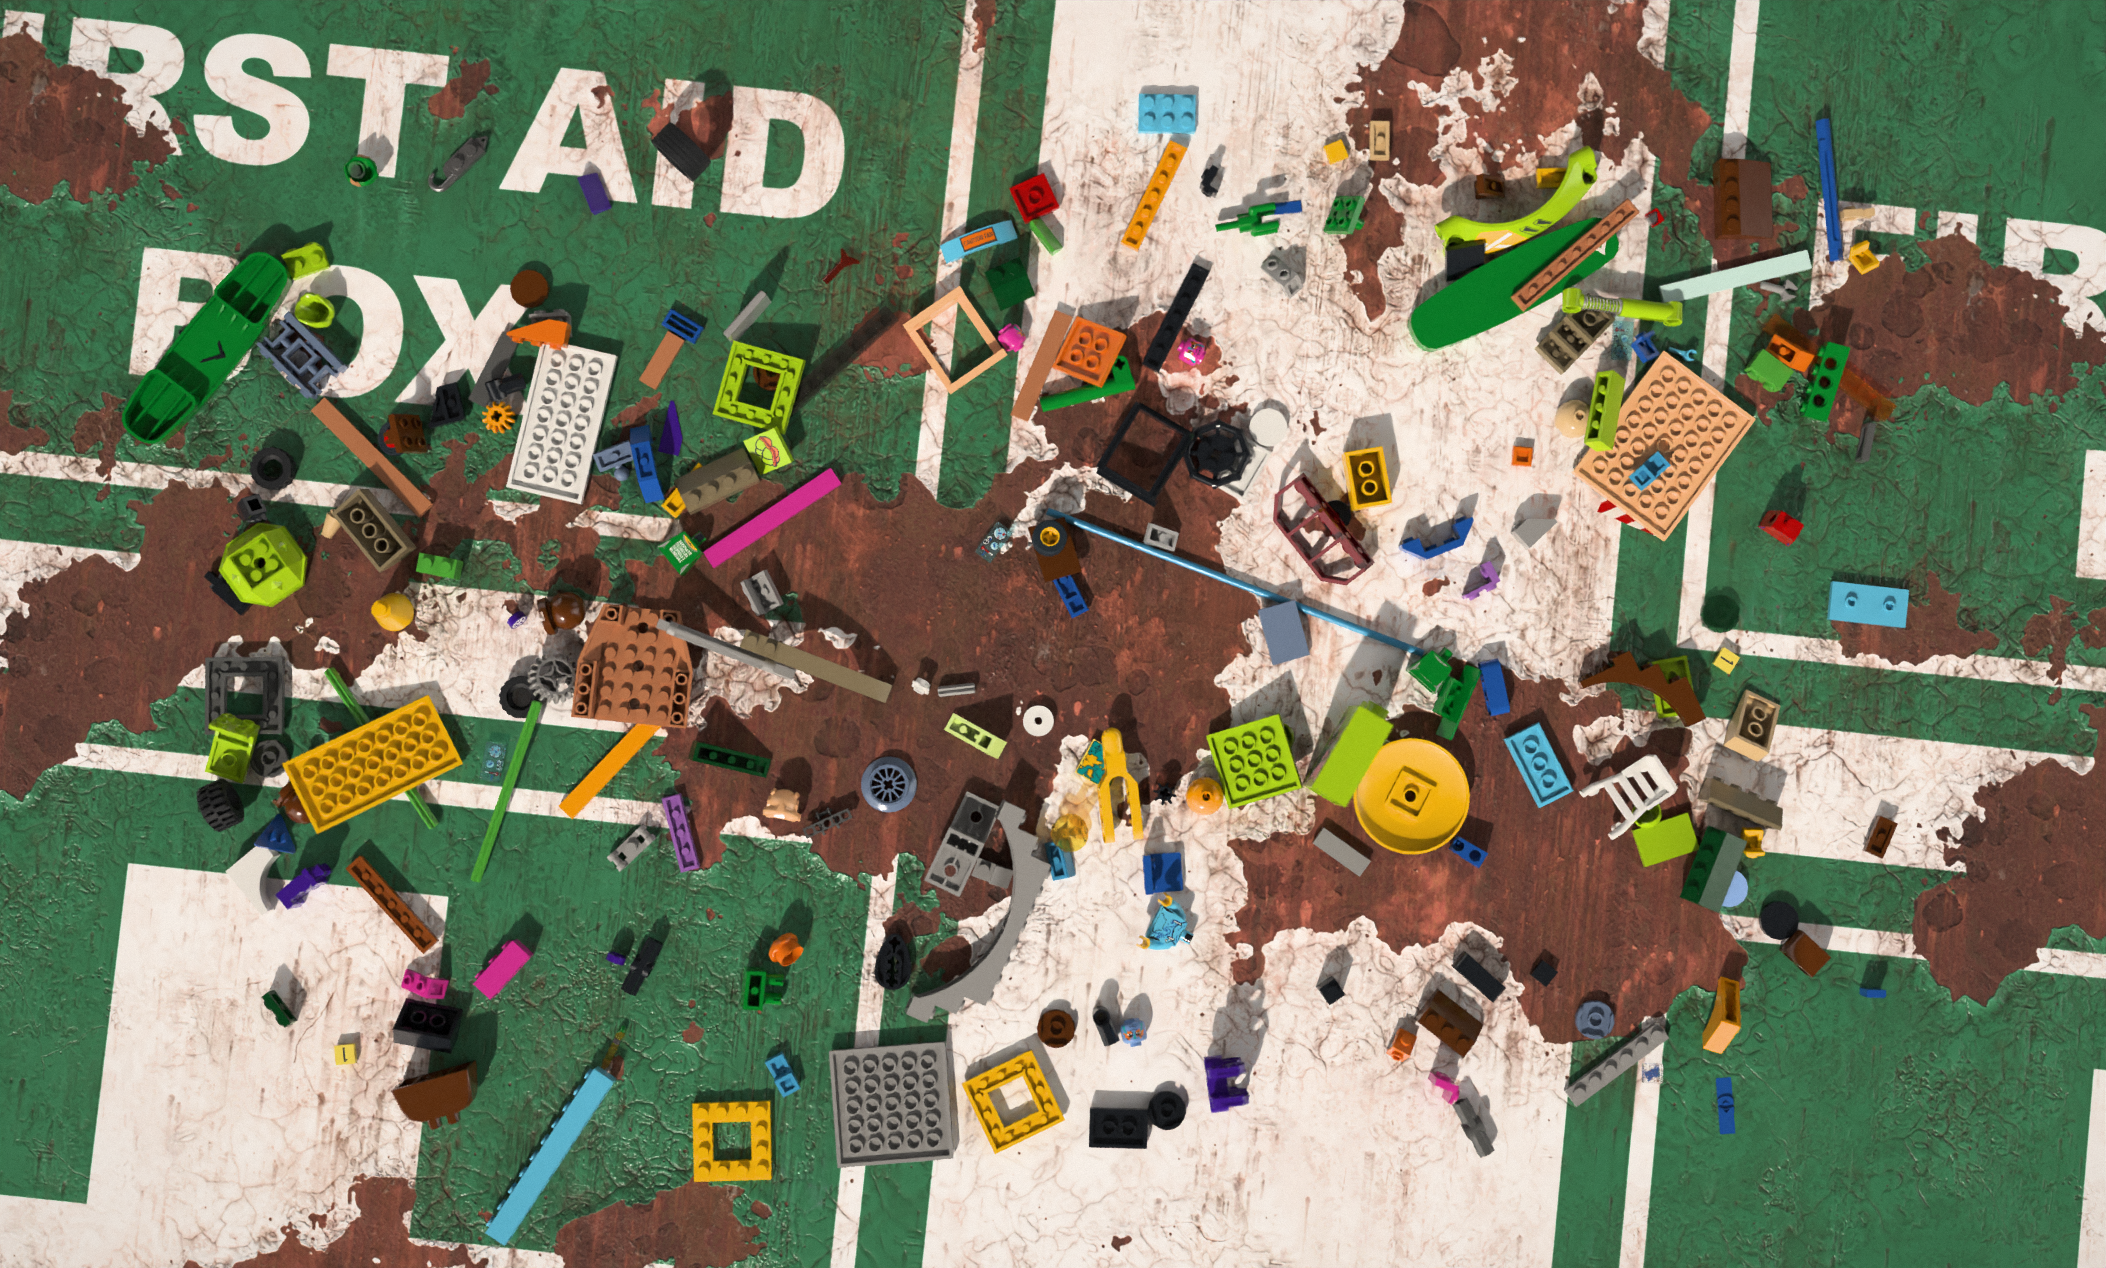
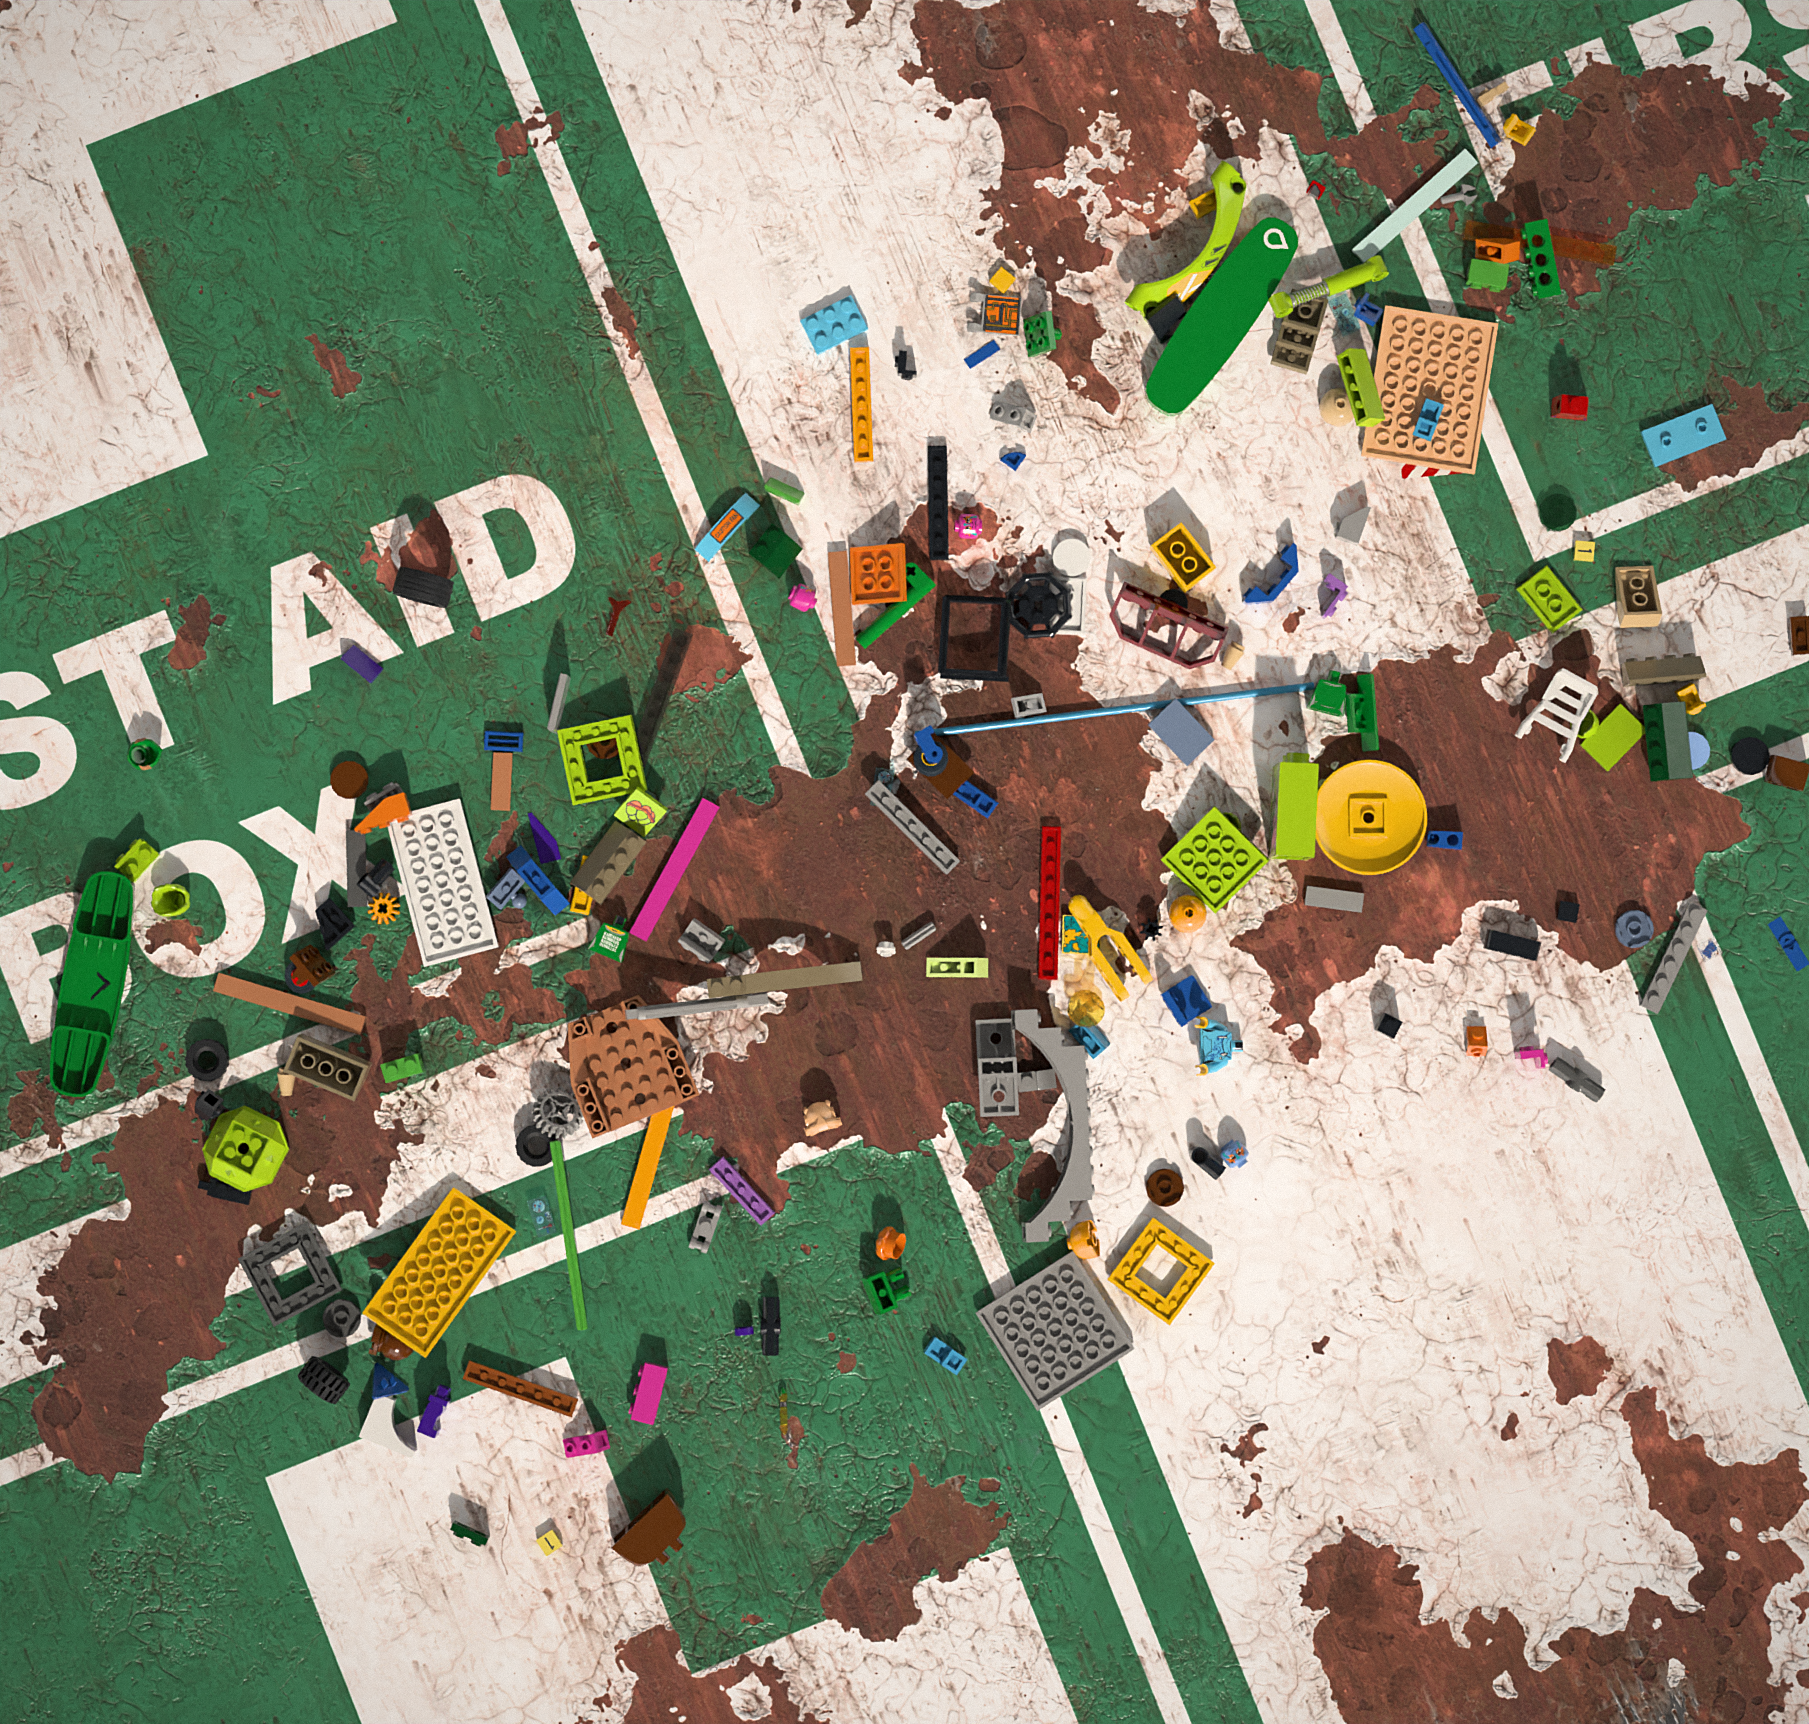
camera: 25 degrees left, 0 degrees up
(231, 747) = (305, 1325): lime bracket -> none
(312, 346) = (183, 932): sand blue fence -> none
(362, 719) = (407, 1241): bright green axle -> none
(393, 611) = (382, 1130): yellow cone -> none
(427, 1026) = (609, 1478): black slope -> none
(460, 163) = (227, 700): flat silver plate -> none
(517, 619) = (496, 1079): dark purple tile -> none
(550, 1156) = (779, 1534): medium azure brick -> none
(563, 611) = (534, 1050): reddish brown tile -> none
(703, 1141) = (926, 1473): yellow plate -> none
(729, 758) = (750, 1102): dark green slope -> none
(821, 822) = (862, 1102): dark grey piece -> none
(882, 965) = (982, 1213): black piece -> none
(909, 780) = (924, 1047): sand blue piece -> none
(936, 309) = (736, 585): light nougat piece -> none
(958, 1038) = (1083, 1240): none -> light orange cylinder
(1001, 591) = (912, 827): none -> light grey plate
(1029, 720) = (1014, 924): white piece -> none
(1034, 198) = (756, 463): red plate -> none
(1051, 525) = (927, 745): none -> blue leg
(1087, 722) = (1049, 902): none -> red tile
(1118, 1128) = (1265, 1245): black plate -> none
(1166, 1110) = (1300, 1207): black tile -> none
(1220, 1095) = (1331, 1159): dark purple piece -> none
(1252, 221) = (961, 382): green plant -> none
(1262, 314) = (1013, 460): none -> blue tile
(1317, 180) = (999, 314): none -> flag
(1365, 588) = (1232, 655): none -> tan cone
(1379, 140) = (1035, 250): tan plate -> none
(1449, 1022) = (1508, 999): reddish brown slope -> none
(1489, 187) = (1155, 240): reddish brown slope -> none
(1494, 687) = (1392, 683): blue beam -> none
(1521, 456) = (1309, 464): orange tile -> none
(1538, 765) = (1467, 730): medium azure plate -> none
(1575, 254) = (1262, 262): nougat tile -> none
(1676, 694) = (1499, 607): reddish brown arch -> none
(1685, 354) = (1403, 298): medium azure hand -> none
(1725, 1016) = (1744, 865): light orange arch -> none
(1742, 199) = (1385, 133): reddish brown slope -> none
(1865, 442) = (1605, 293): dark grey tile -> none

